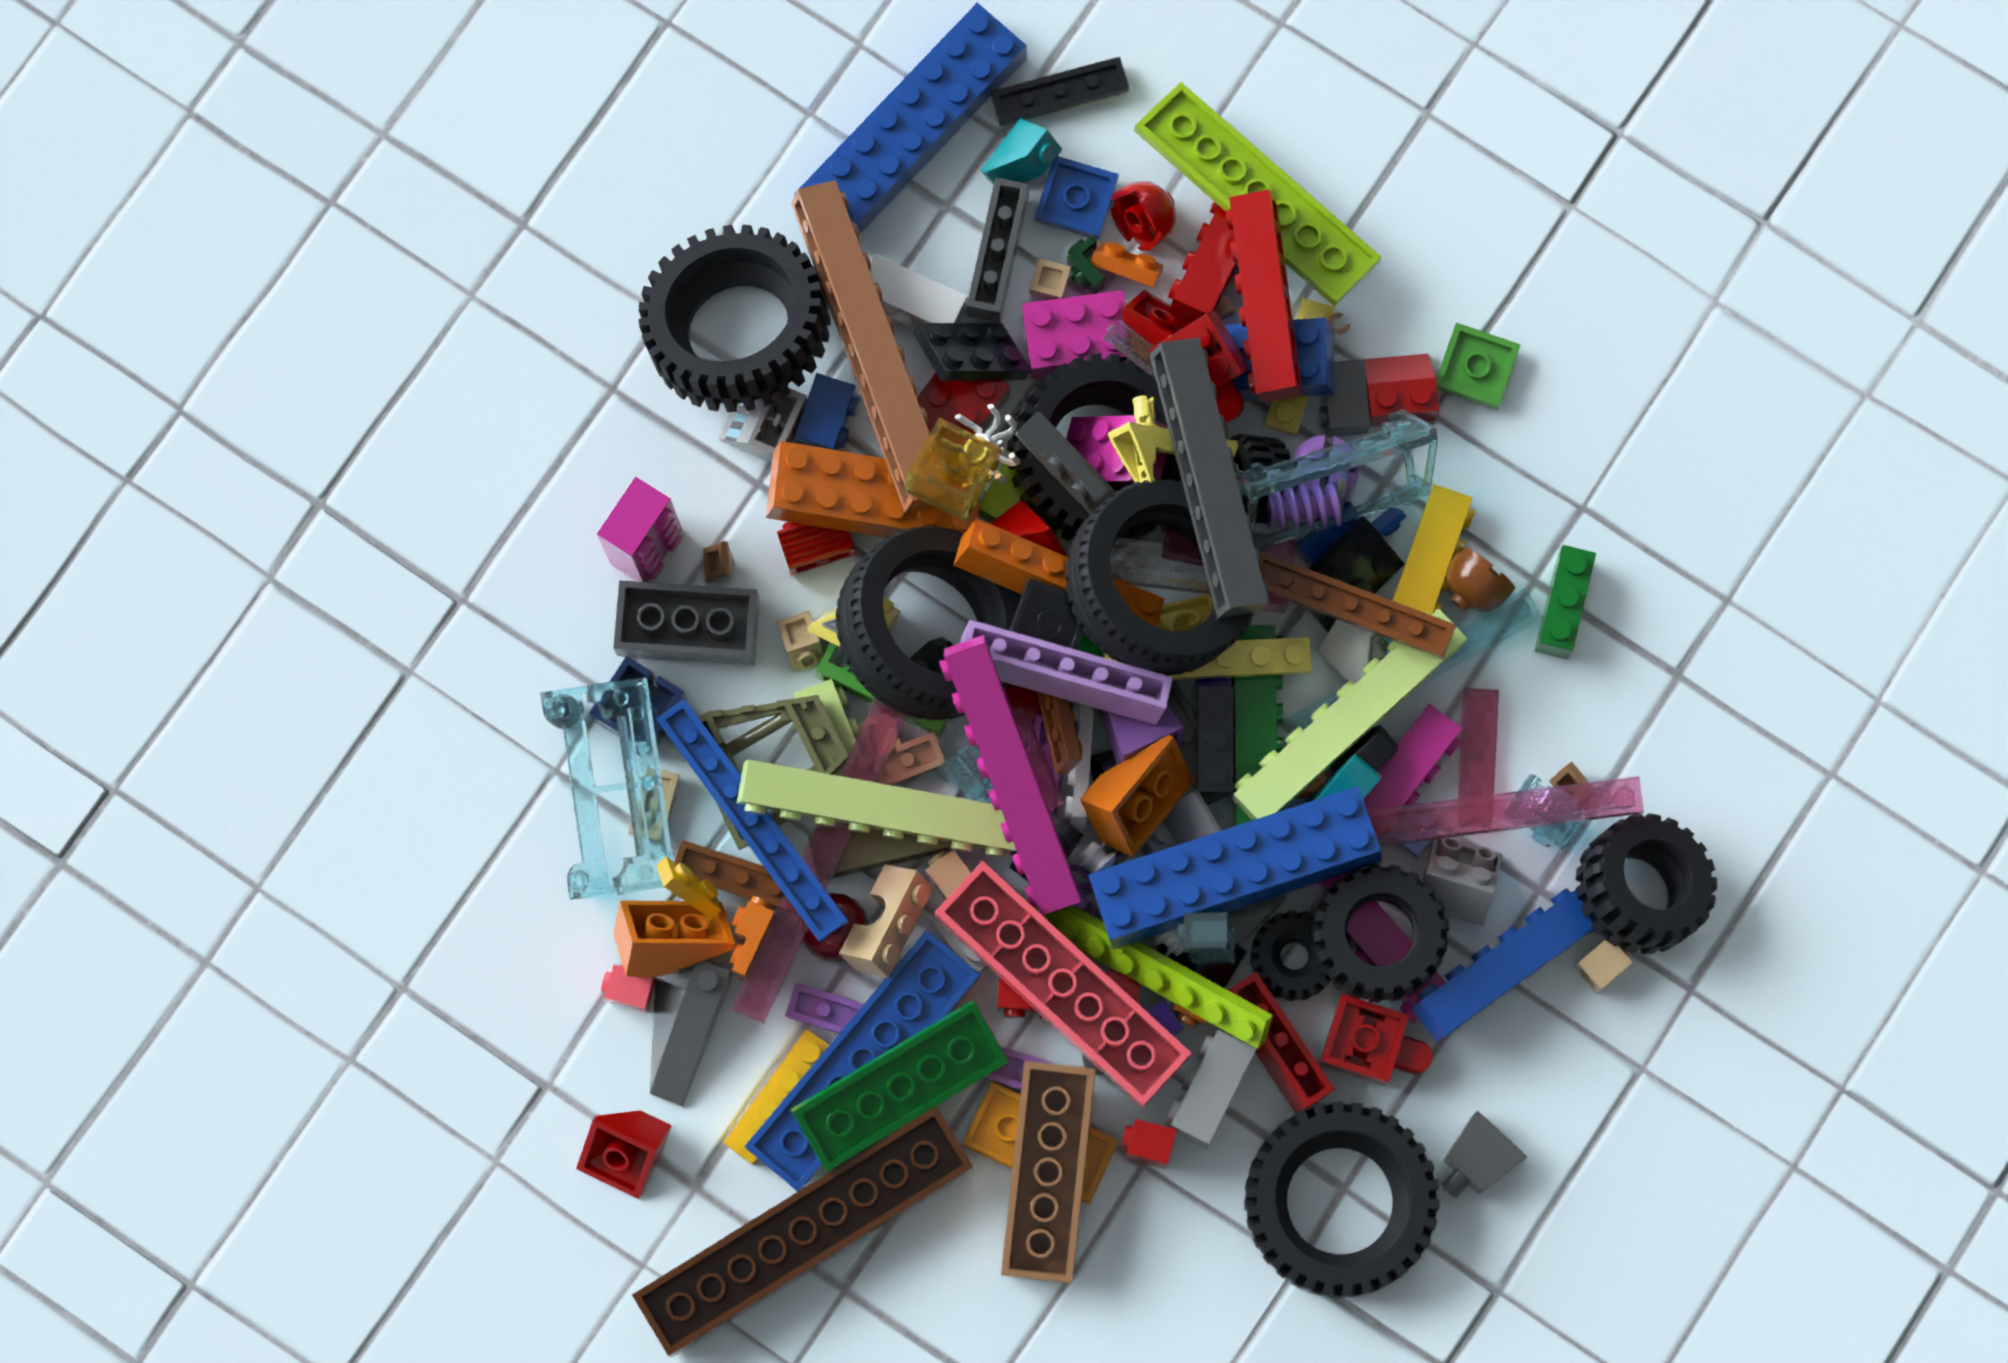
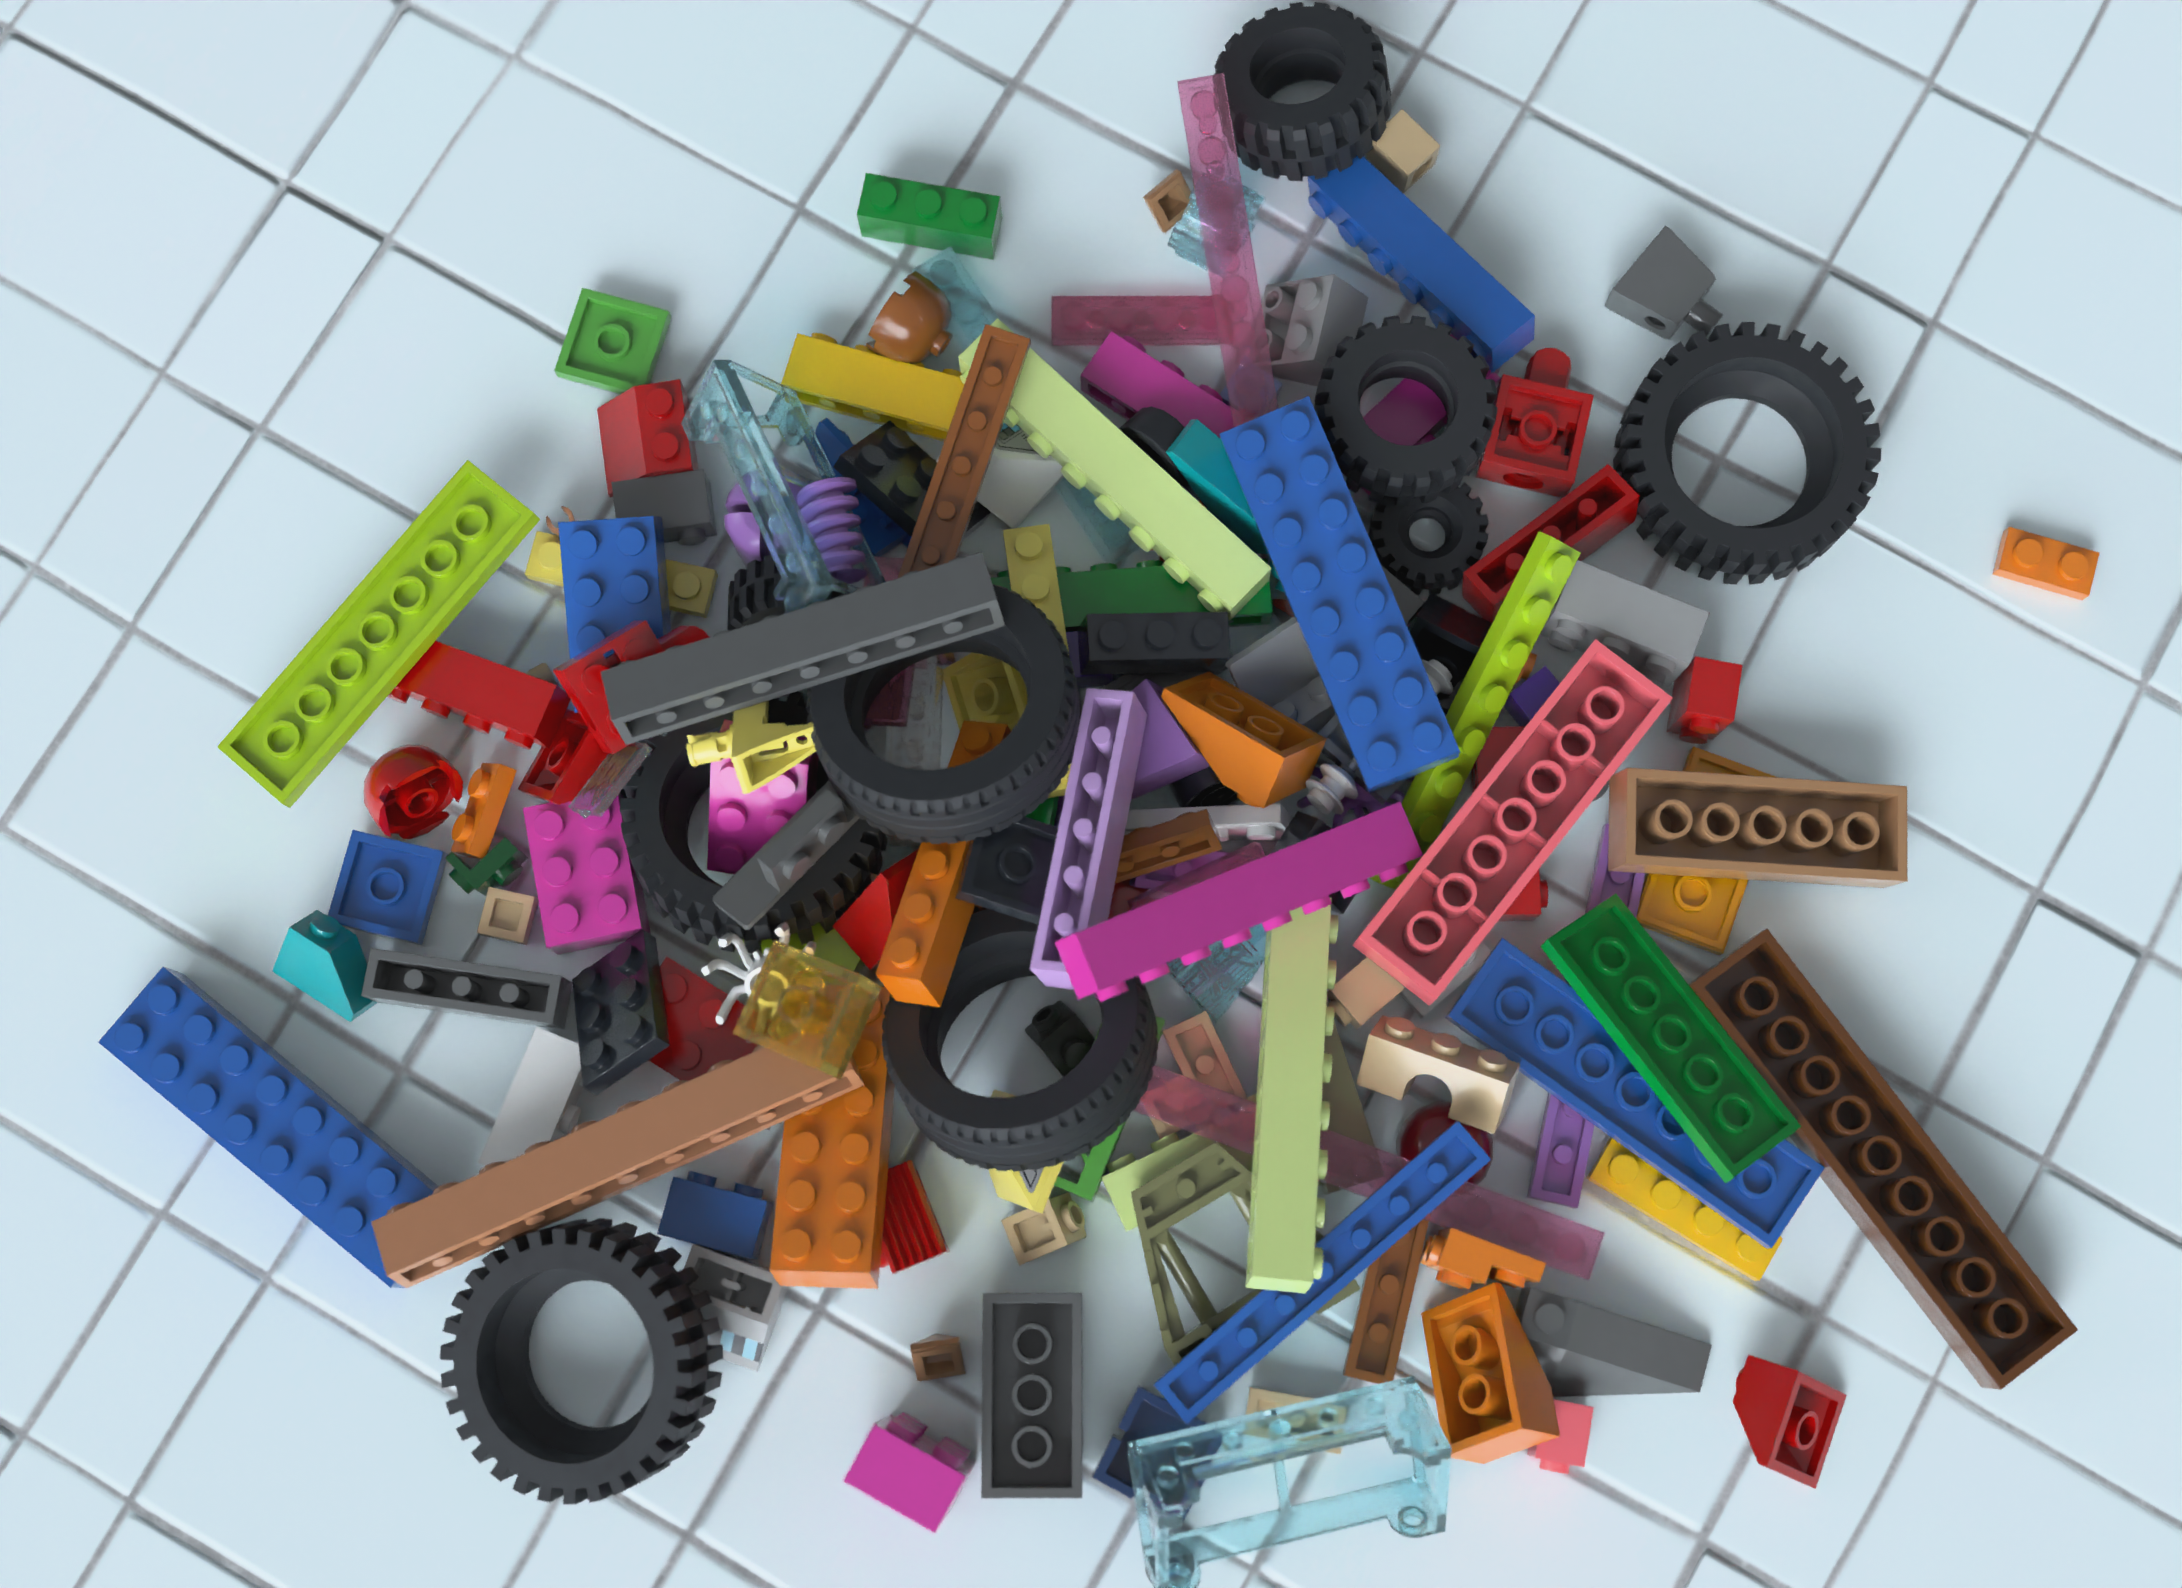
camera: 95 degrees left, 0 degrees up
(684, 884) = (1419, 1356): yellow plate -> none
(1059, 91) = (231, 921): black plate -> none
(1207, 937) = (1439, 624): clear light blue piece -> none
(1265, 296) = (530, 601): red brick -> none

